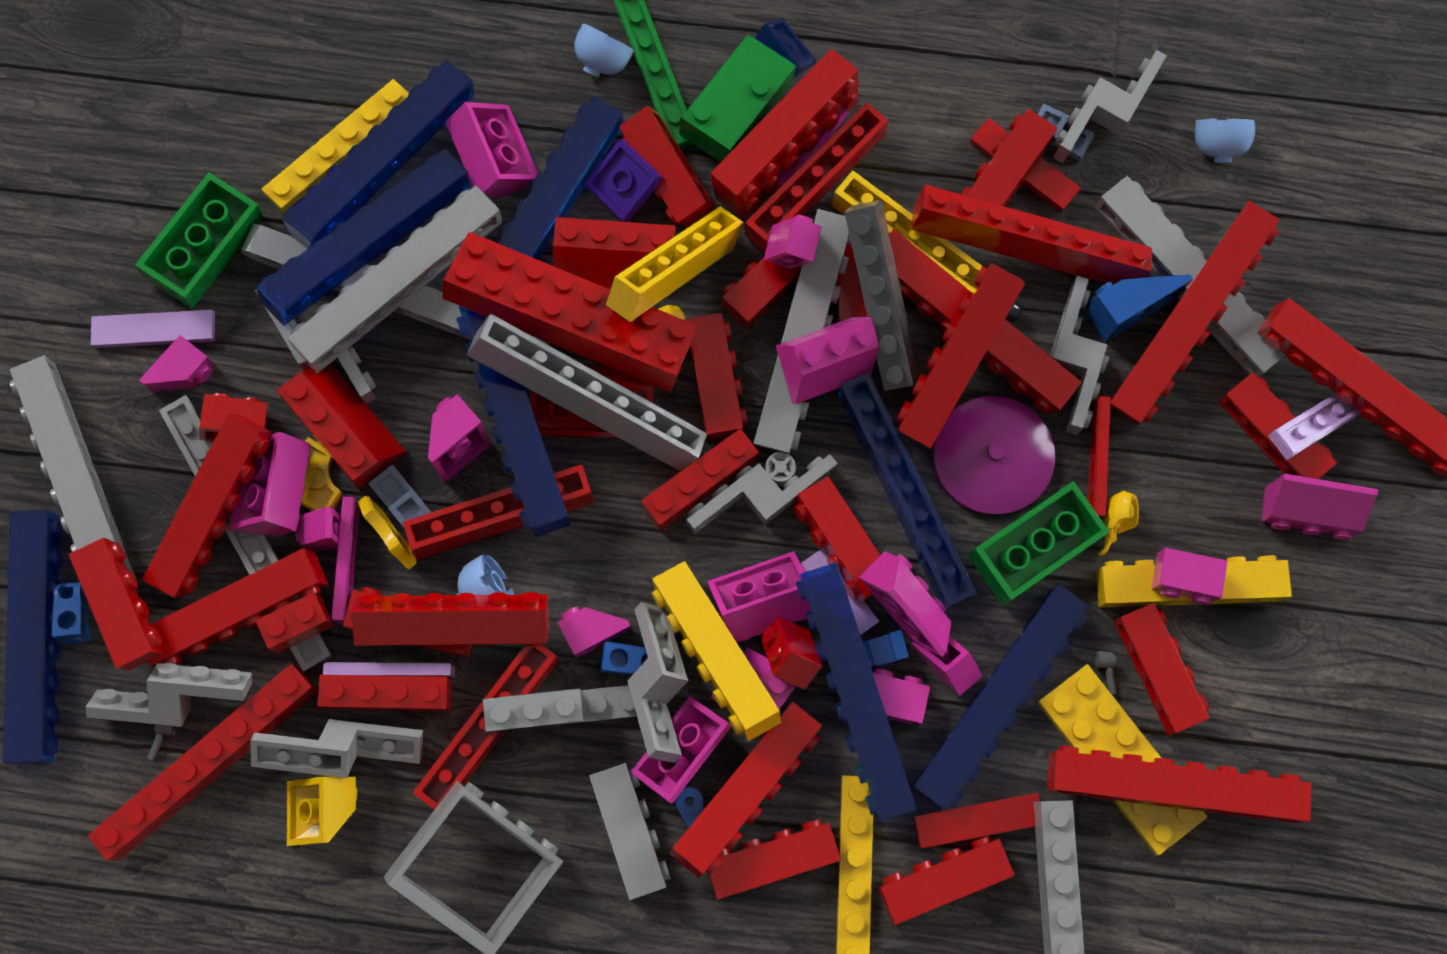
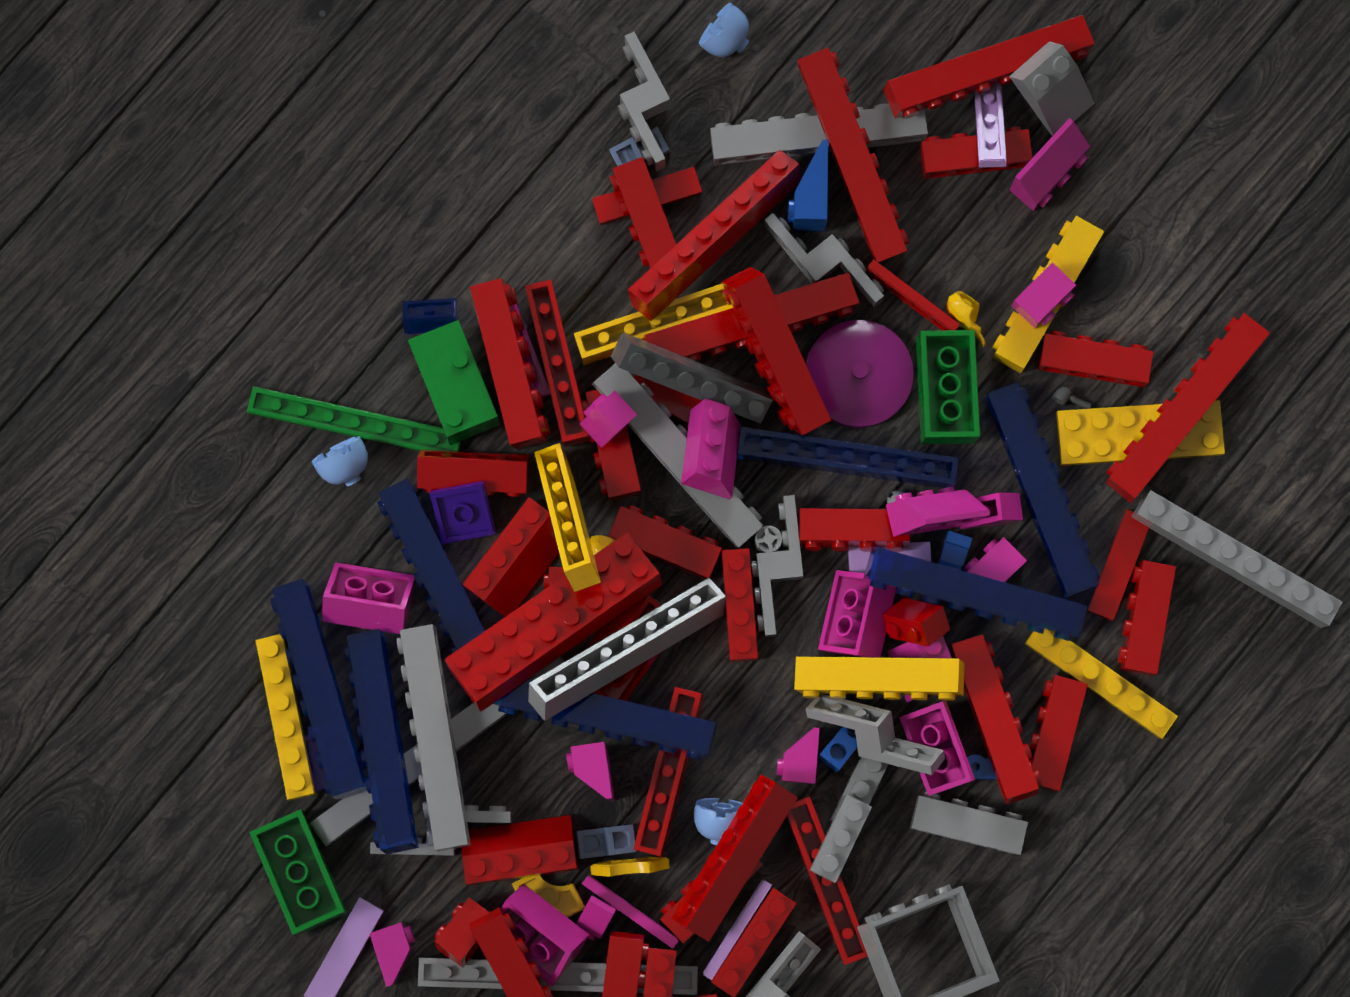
camera: 50 degrees left, 5 degrees up
(1395, 459) = (1053, 86): none -> light grey slope

